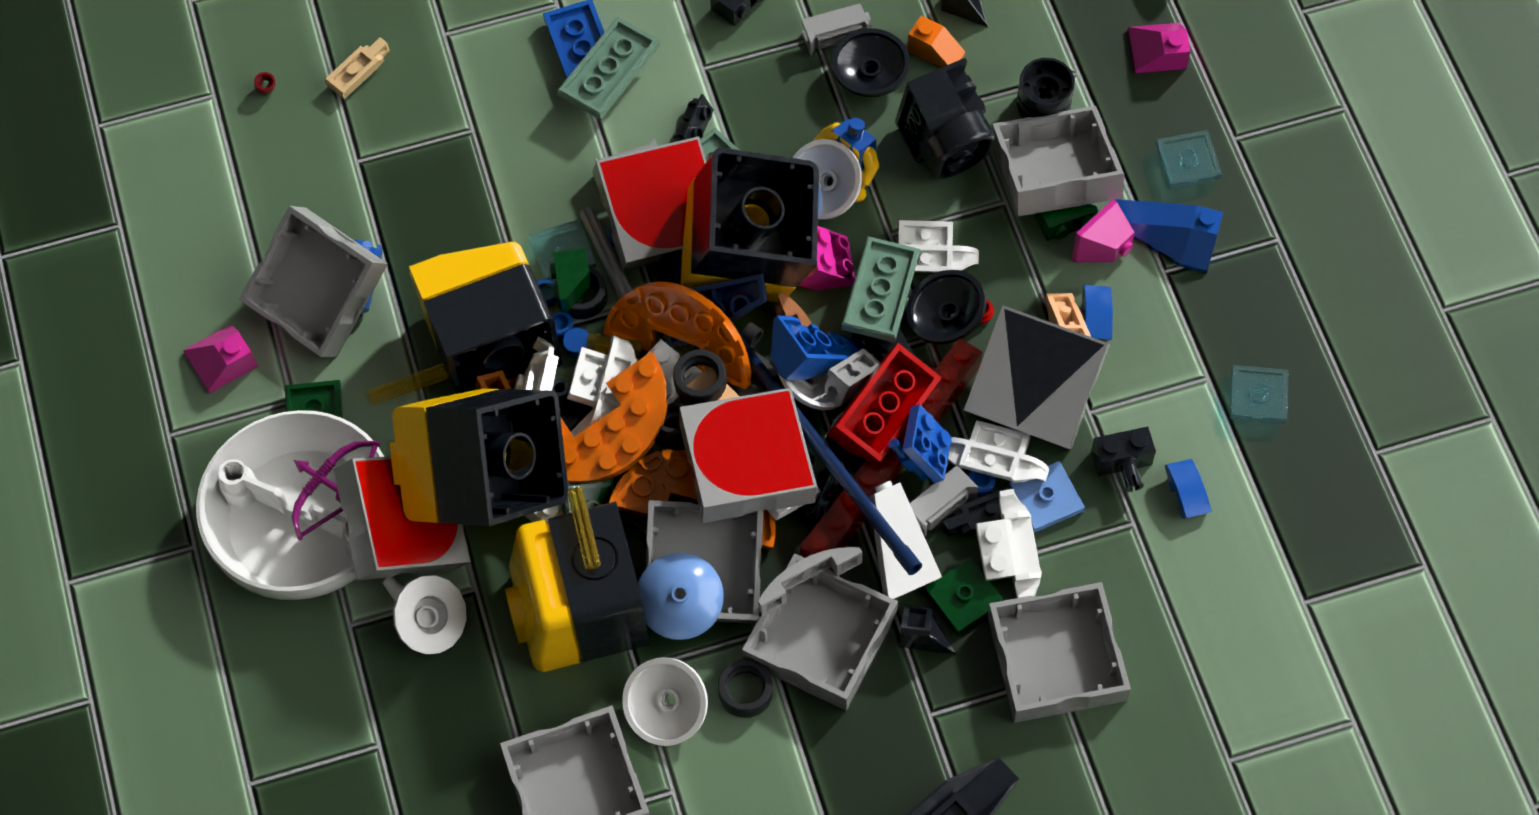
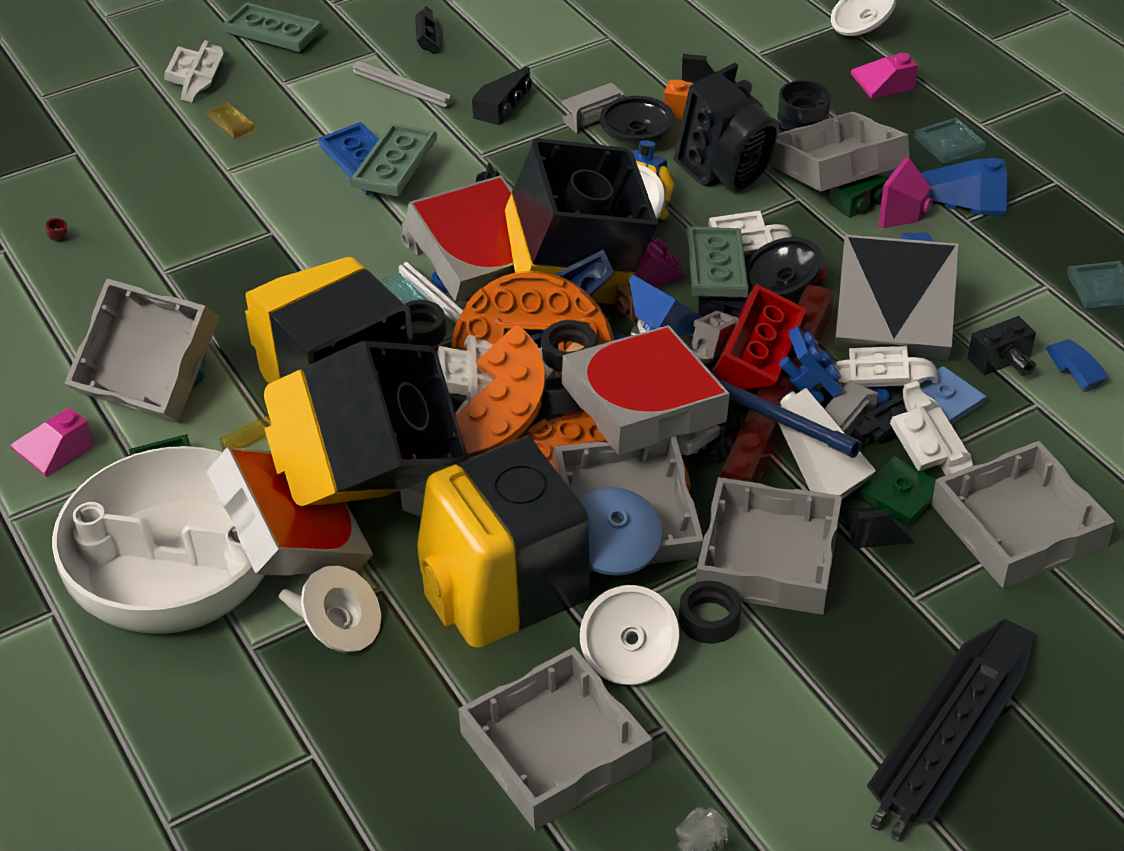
camera: 15 degrees left, 20 degrees down
(320, 477) = (184, 502): magenta piece -> none
(357, 68) = (146, 204): tan hinge -> none
(572, 276) = (414, 295): dark green slope -> none
(584, 528) = (502, 458): clear yellow axle -> none
(839, 559) = (764, 467): light grey slope -> none

